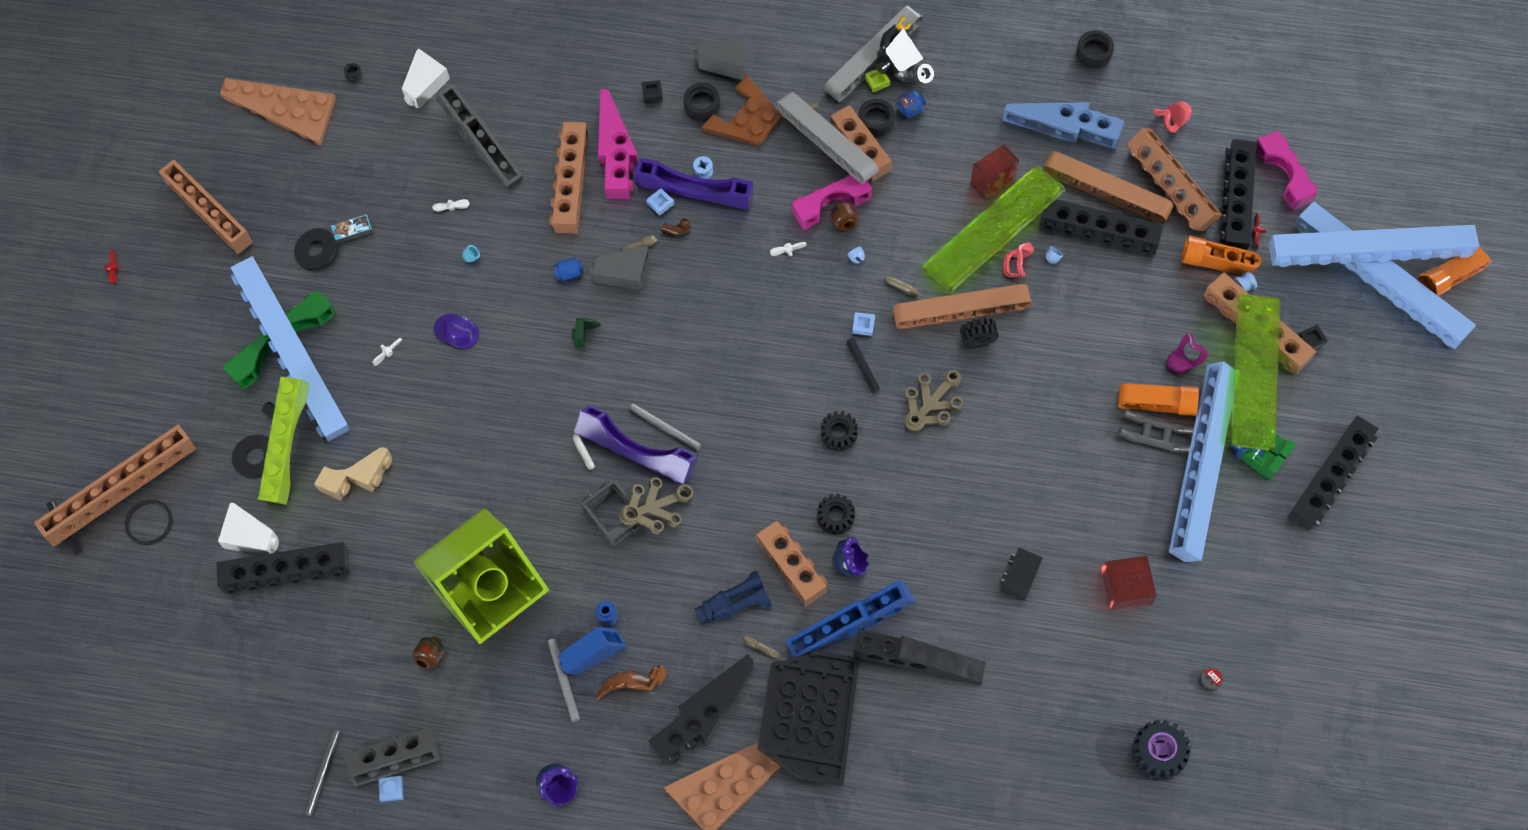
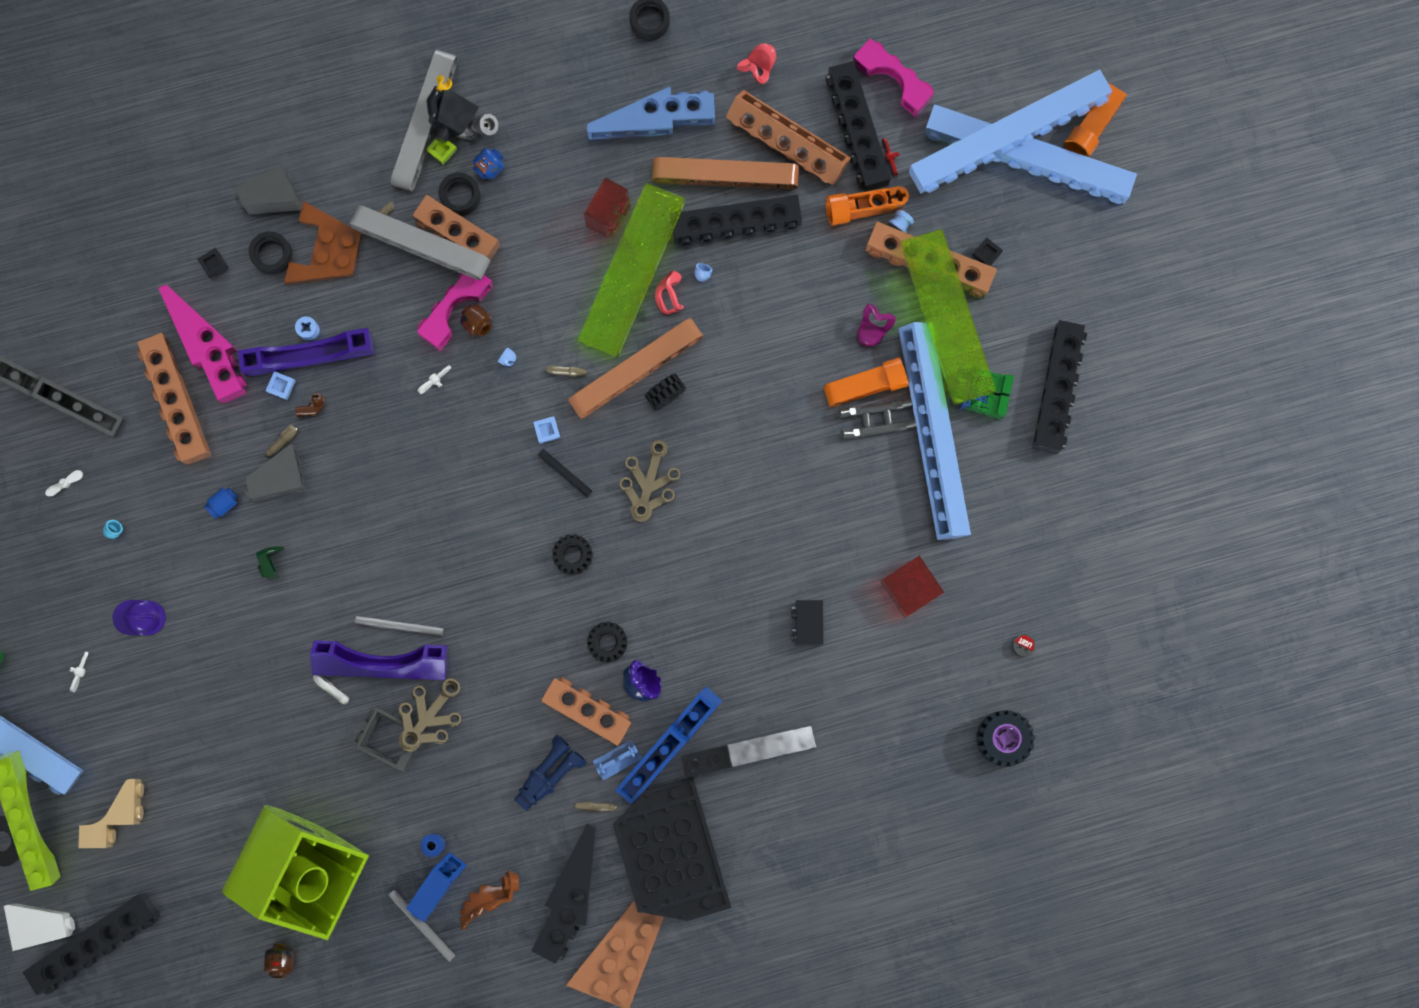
camera: 30 degrees left, 15 degrees up
(798, 616) = (617, 759): none -> medium blue hinge

